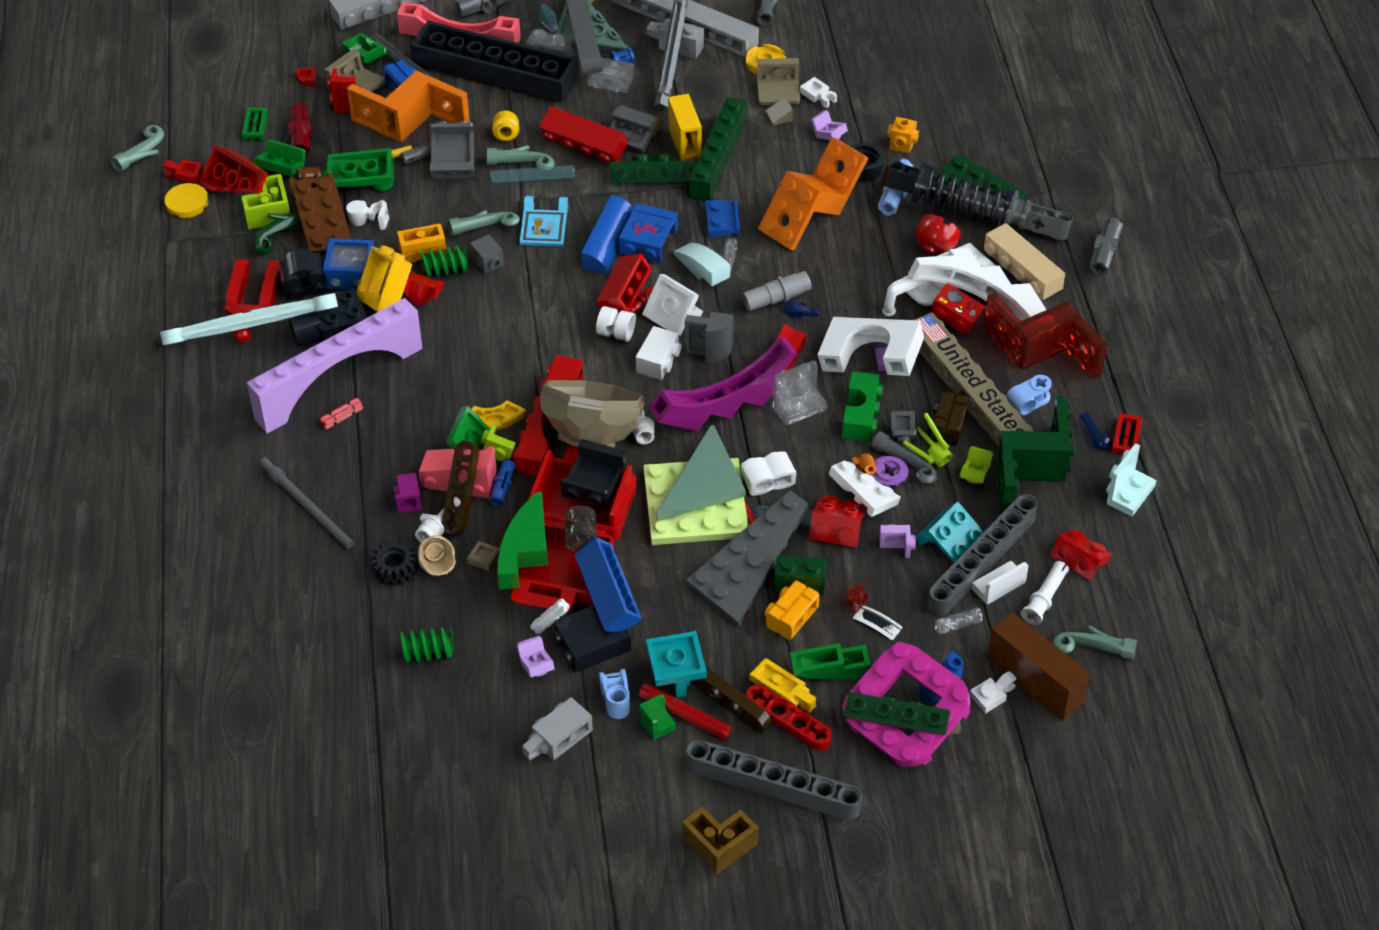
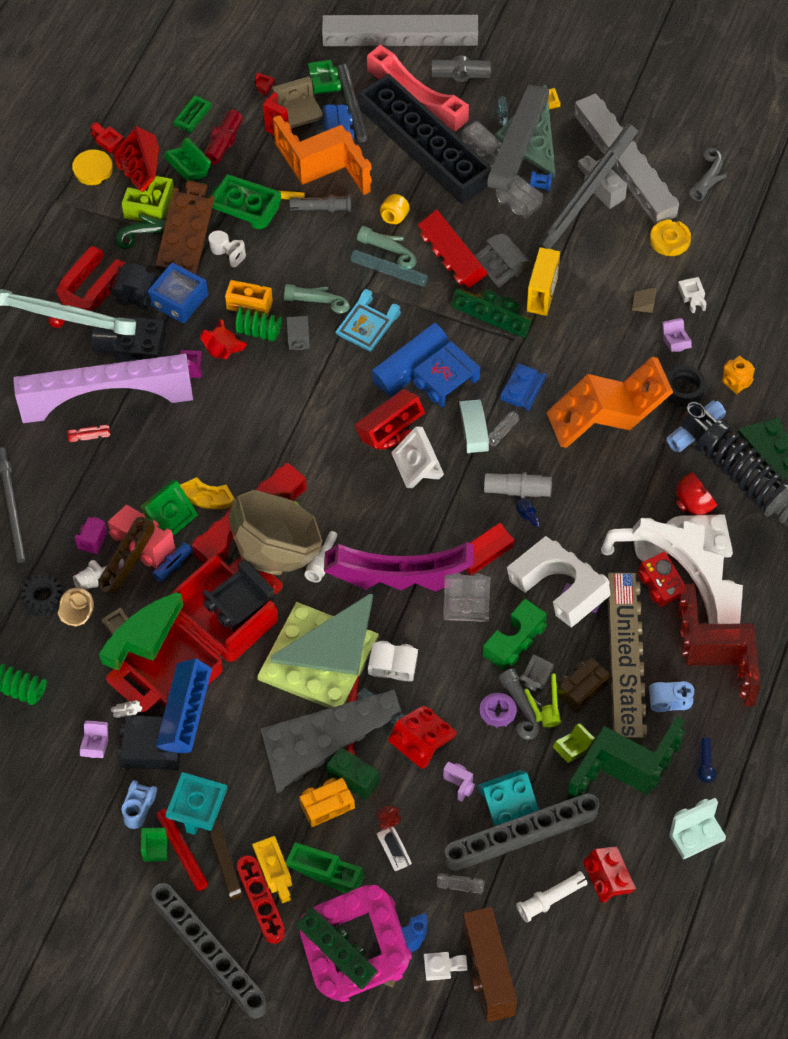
camera: 30 degrees right, 10 degrees up
(123, 160) = (86, 101): sand green plant -> none
(374, 275) = (188, 324): yellow window -> none
(452, 150) = (331, 216): dark grey panel -> none
(502, 446) = (183, 528): lime bracket -> none
(558, 730) = (70, 815): light grey hinge -> none
(579, 527) = (195, 640): clear smoke wheel -> none
(615, 323) = (362, 456): white wheel -> none
(658, 353) = (377, 498): white brick -> none
(709, 336) = (429, 506): dark grey brick -> none
(718, 149) = (562, 315): dark green brick -> none
(719, 843) = (129, 986): pearl gold brick -> none
(778, 80) = (662, 268): dark tan bracket -> none
(864, 487) = (464, 719): white wing -> none
(865, 462) = (481, 691): orange arm -> none
(1000, 581) = (520, 864): white panel -> none
(1024, 261) = (757, 558): tan brick -> none
(1097, 640) = (584, 984): sand green plant -> none
(1129, 418) = (721, 791): red tile -> none

